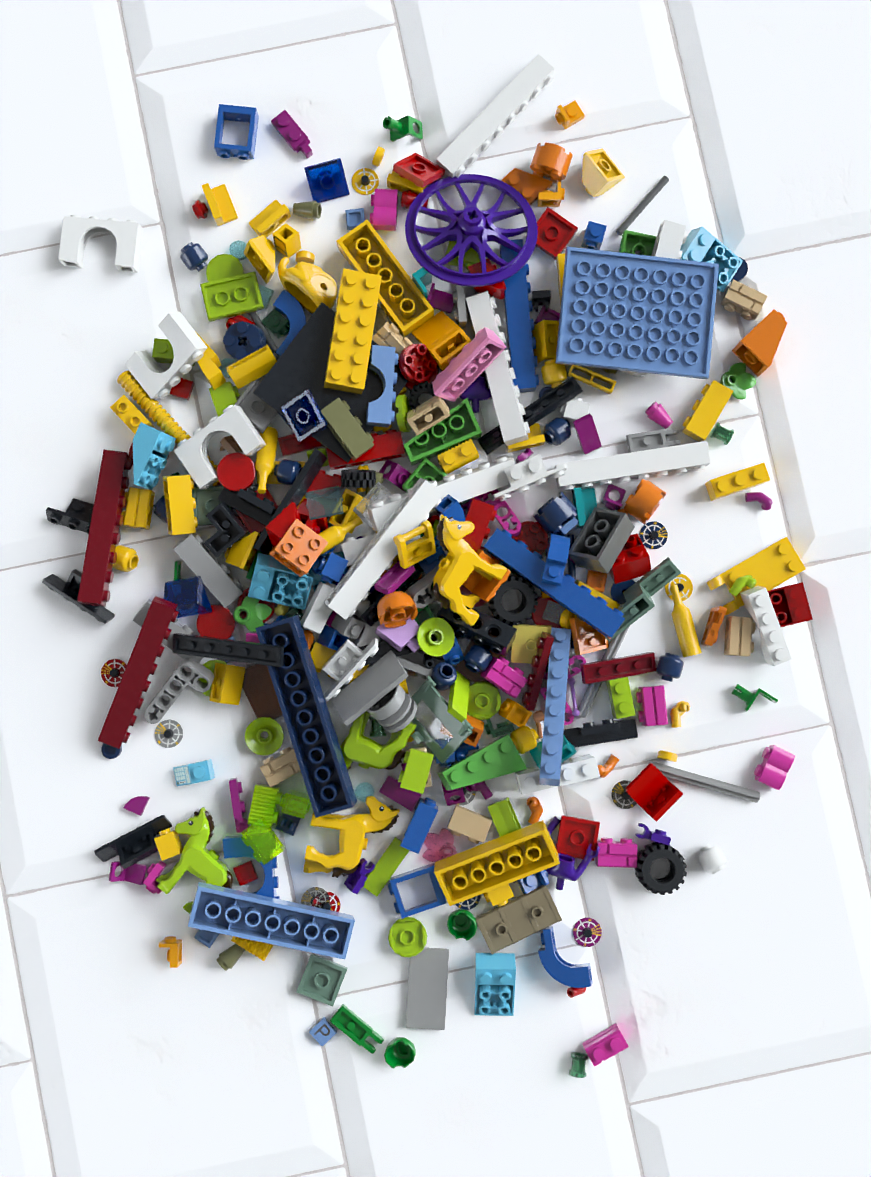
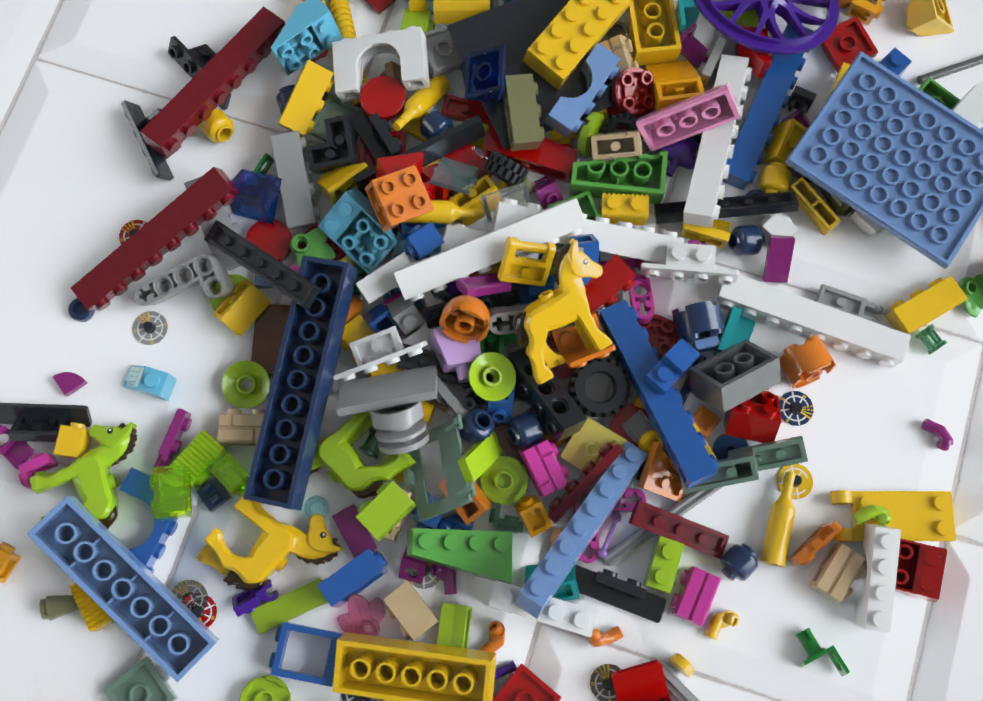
camera: 30 degrees right, 10 degrees down
(138, 508) = (263, 86): yellow brick -> none
(206, 937) = (48, 569): medium blue tile -> none
(245, 873) = (134, 522): red tile -> none
(524, 739) = (527, 550): yellow head -> none
(611, 504) = (766, 343): magenta bracket -> none
(659, 415) = (868, 283): dark pink cone -> none
(737, 481) = (923, 399): yellow brick -> none

